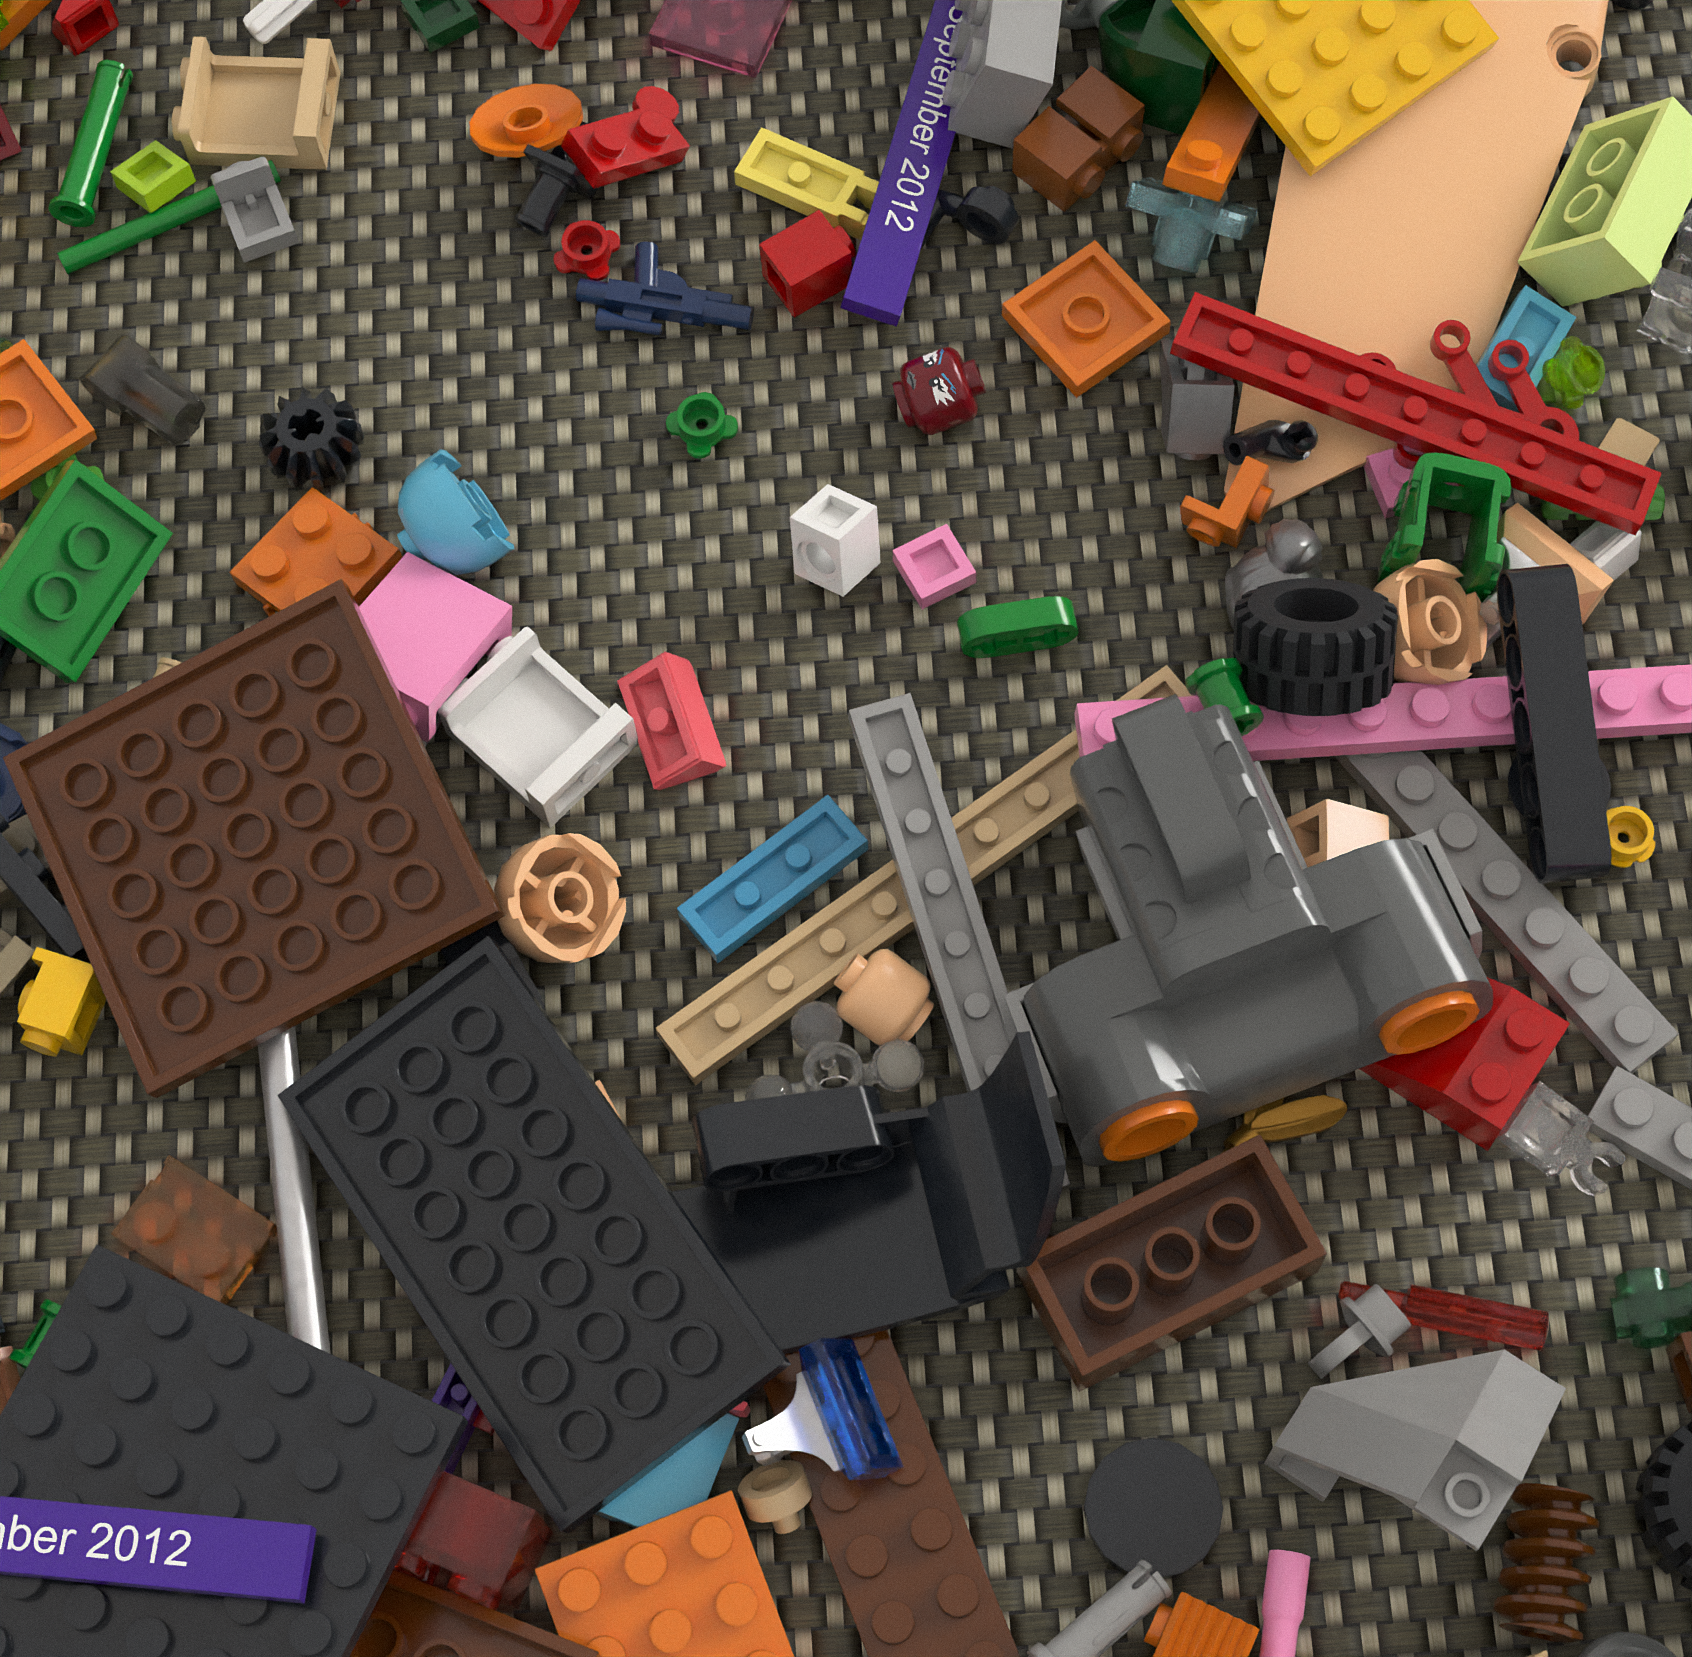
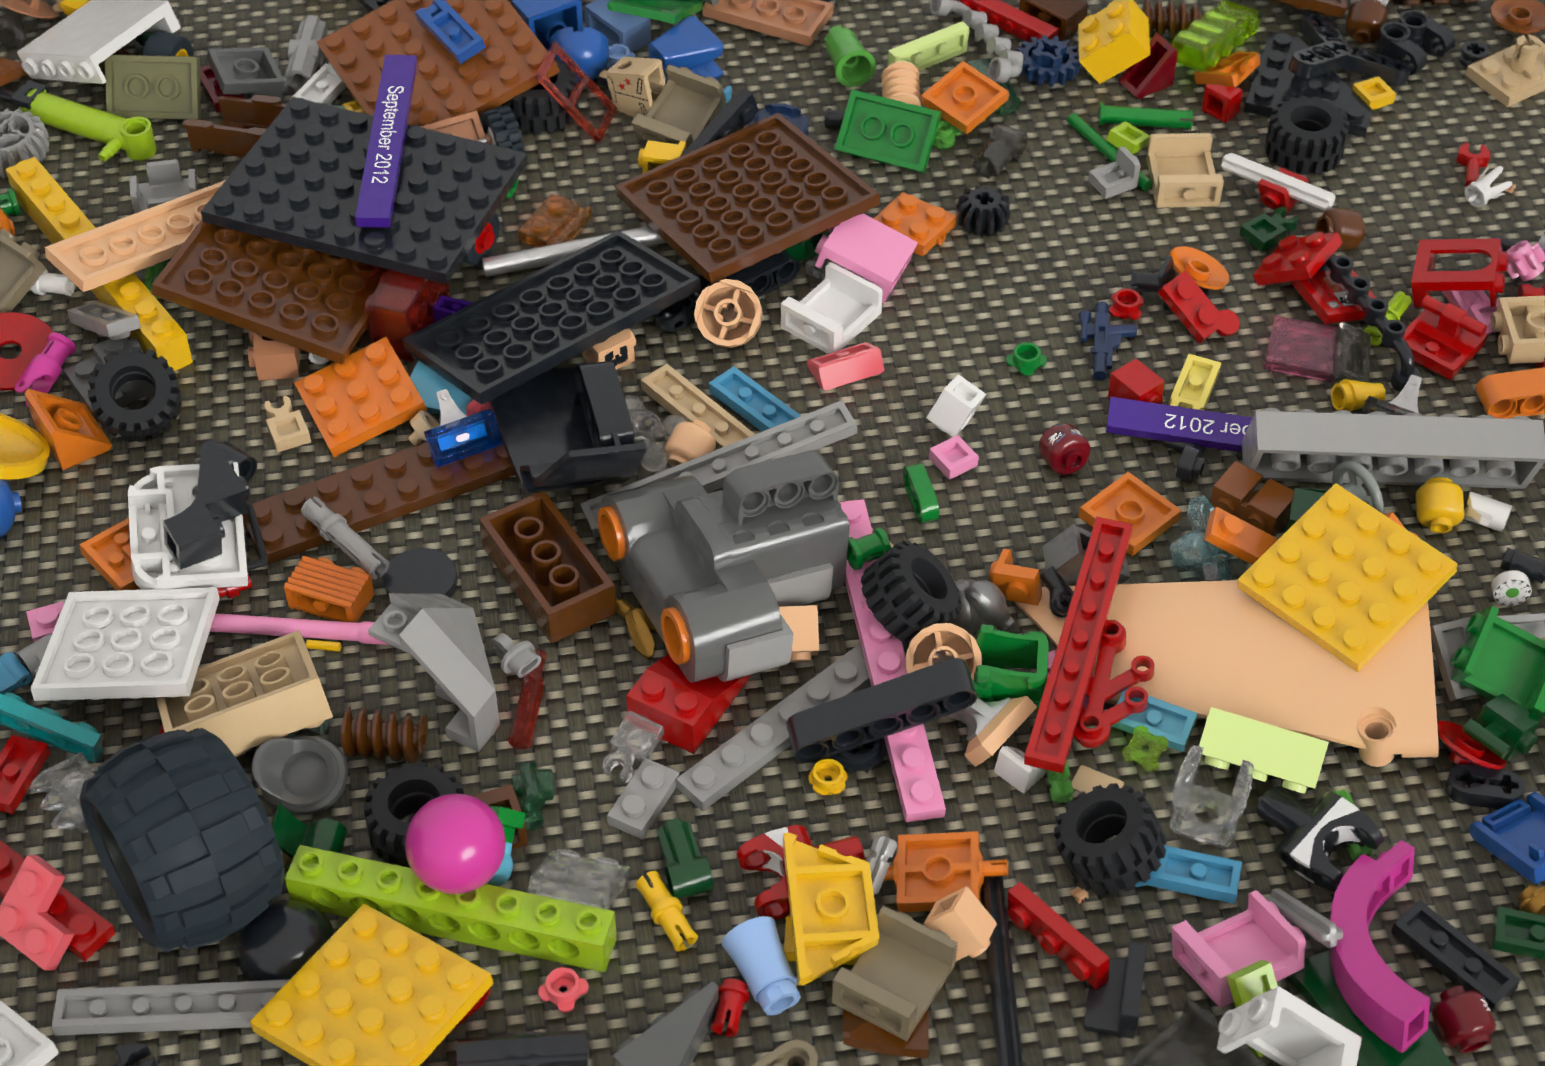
camera: 80 degrees right, 20 degrees down
(449, 518) = (944, 258): medium azure cylinder -> none

